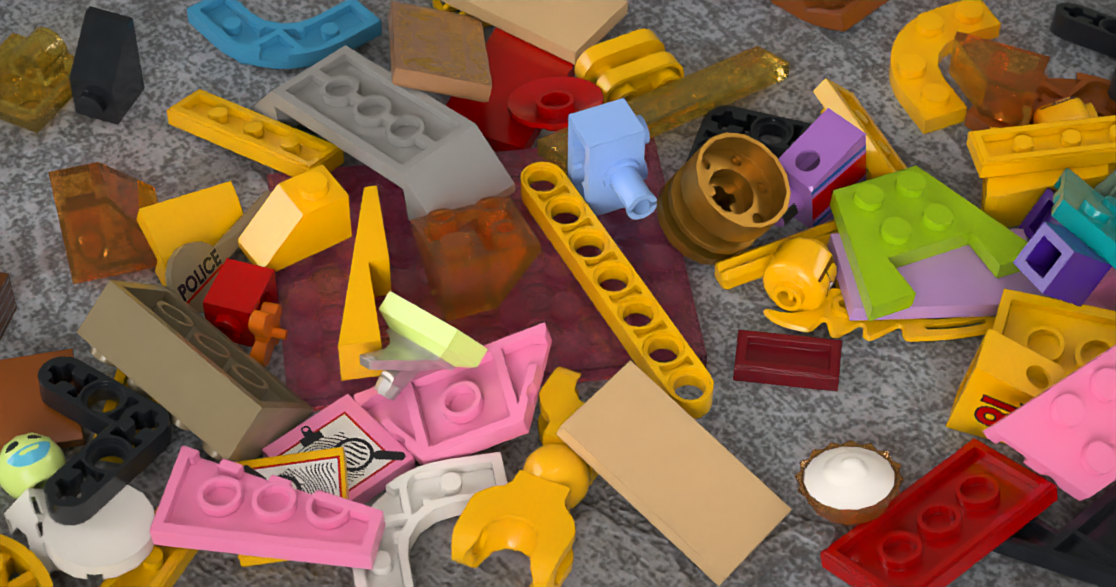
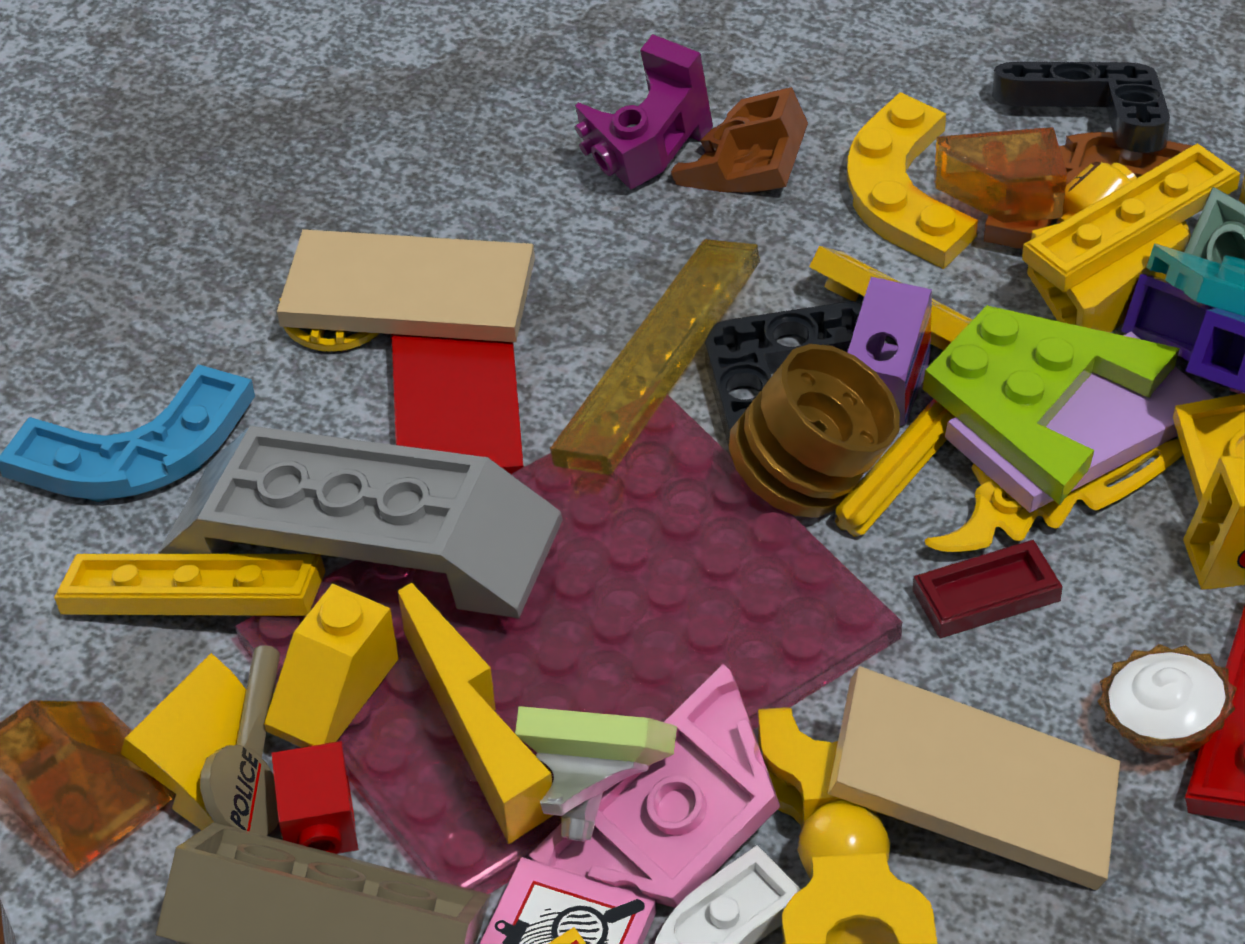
camera: 25 degrees left, 0 degrees up
(267, 331) = (371, 823): orange piece -> none
(438, 52) = (362, 389): medium nougat tile -> none
(474, 254) = (580, 617): clear orange slope -> none
(550, 100) = (532, 395): red dish -> none
(609, 159) = (664, 441): light blue brick -> none
(616, 305) = (738, 560): yellow beam -> none
(628, 65) = (583, 325): yellow brick -> none
(800, 274) = (944, 483): yellow head -> none

